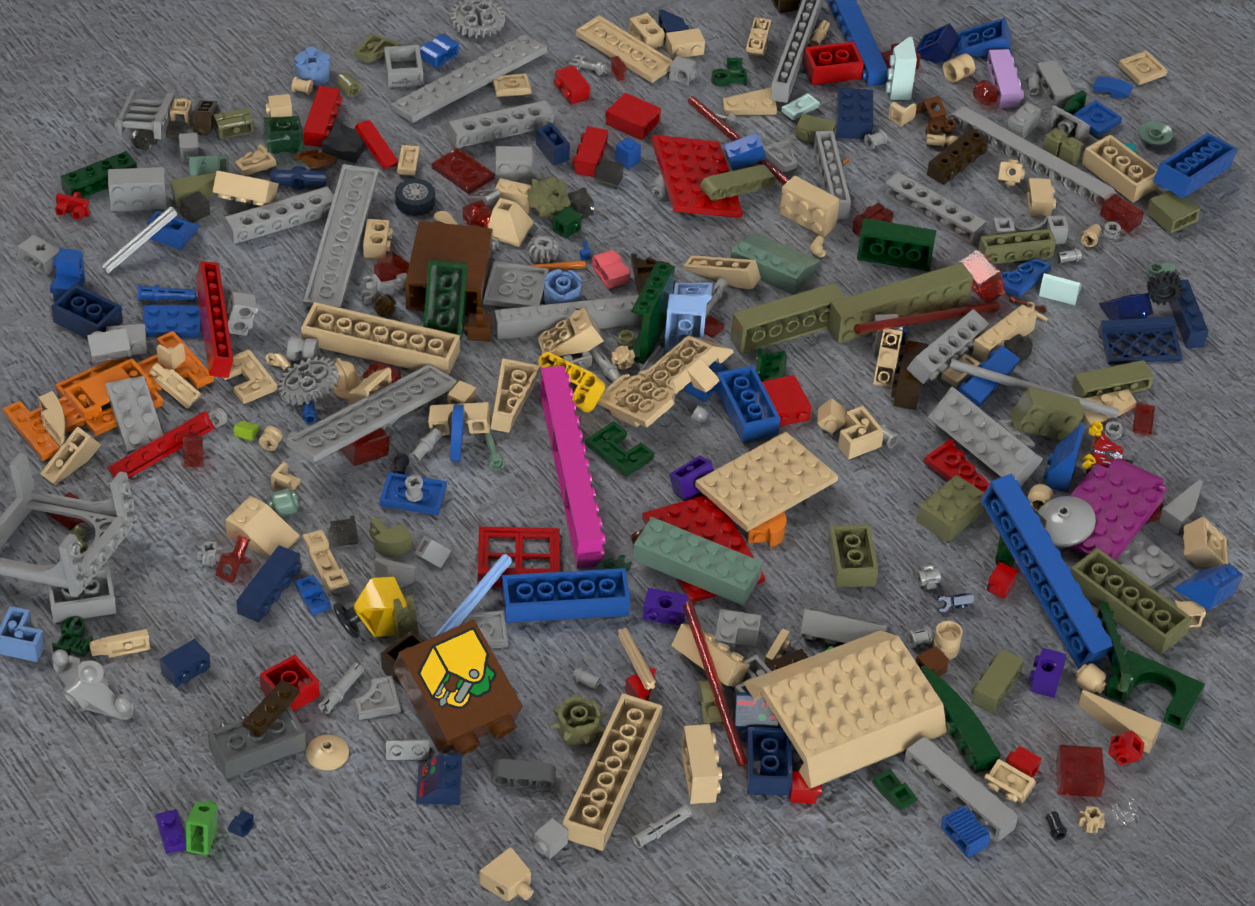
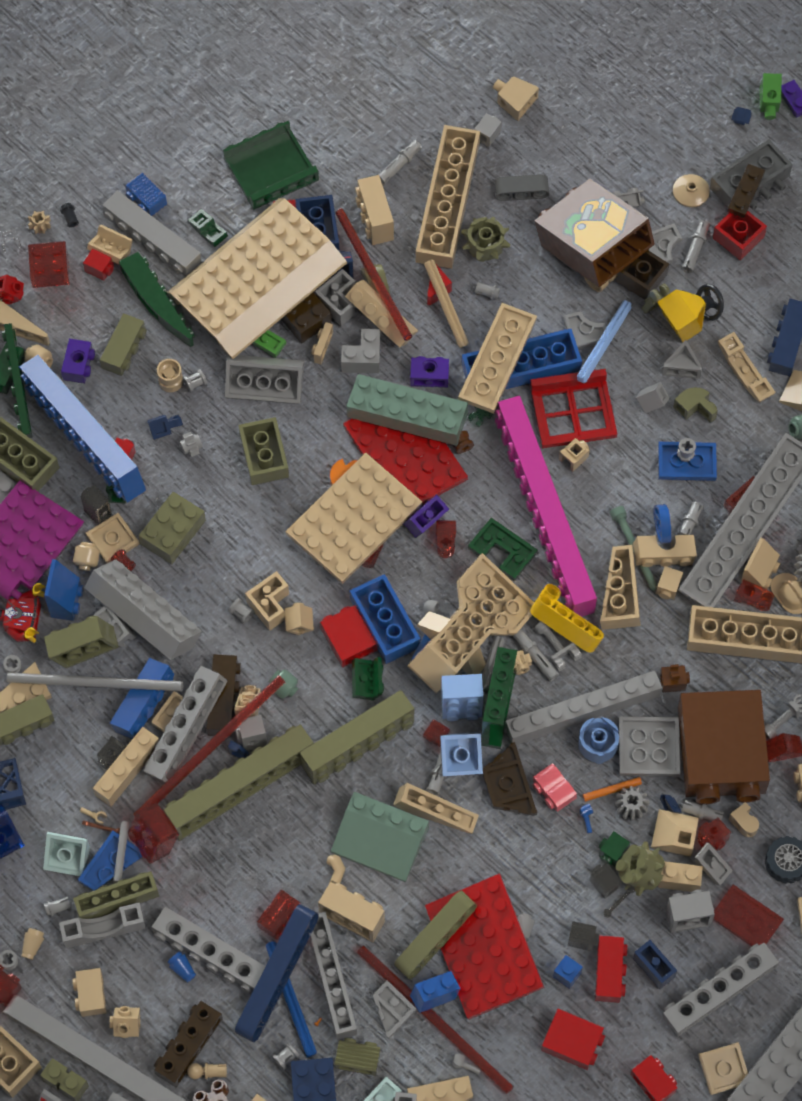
camera: 175 degrees right, 20 degrees up
(312, 595) = (752, 340): blue slope -> none
(343, 532) = (736, 409): clear smoke brick -> none
(384, 305) = (777, 689): dark brown gear -> none
(401, 462) = (708, 496): black pin -> none
(440, 780) = (591, 165): dark blue slope -> none
(446, 295) = (714, 674): dark green brick -> none
(507, 247) = (671, 801): none -> dark blue piece
(528, 513) = (575, 460): none -> tan window
(572, 335) = (577, 675): tan slope -> none
(592, 582) = (497, 358): none -> tan plate
(626, 338) = (521, 696): olive plate -> none
(675, 459) = (446, 536): none -> clear red piece
(813, 843) = (270, 165): none -> dark green panel
(851, 374) = (289, 687): none -> sand green head
(866, 171) = (296, 1012): none -> blue axle
(877, 175) = (276, 973): none -> dark blue beam
(896, 244) = (249, 869): dark green brick -> none
(934, 660) = (183, 349): reddish brown panel -> none
(950, 462) = (166, 578): red wing -> none
(961, 201) = (181, 966): none -> blue cone
(1011, 276) = (121, 851): none -> light grey bar
(1072, 526) = (58, 529): light grey dish -> none

